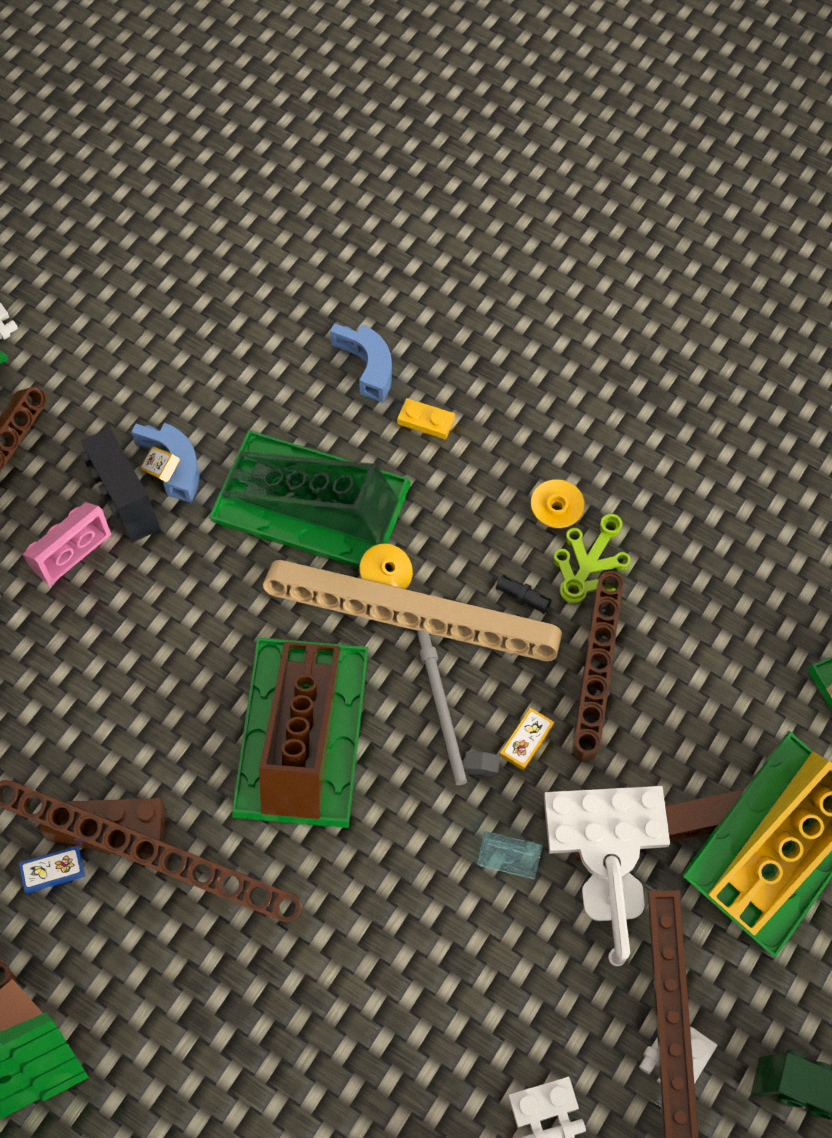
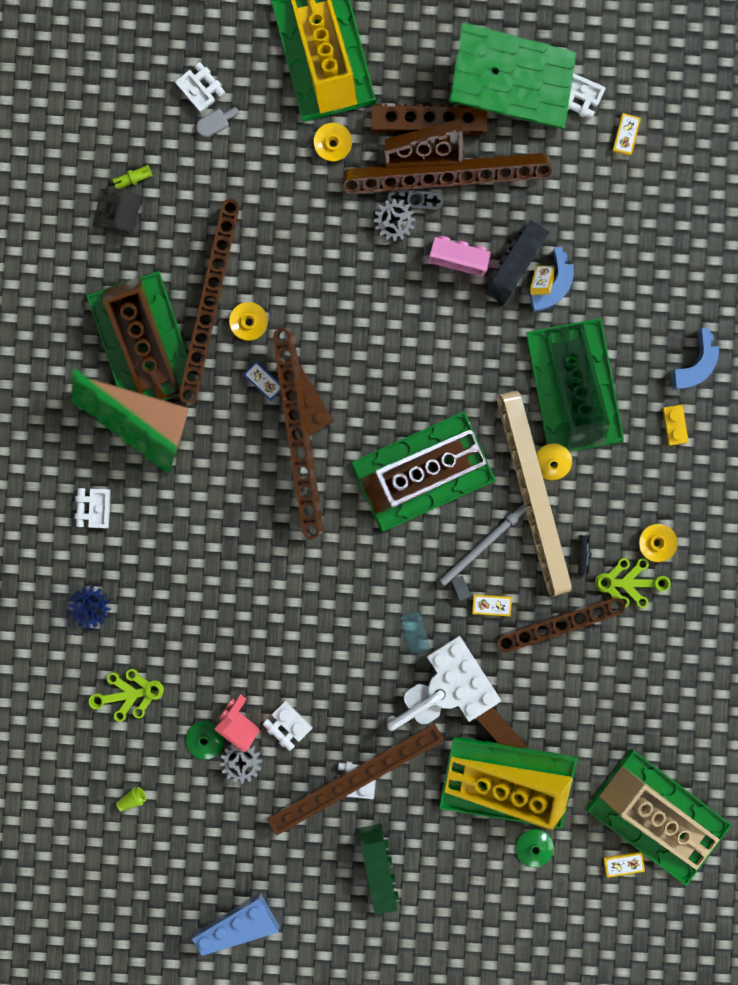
camera: 60 degrees right, 25 degrees up
(62, 304) = (626, 134): none -> tile

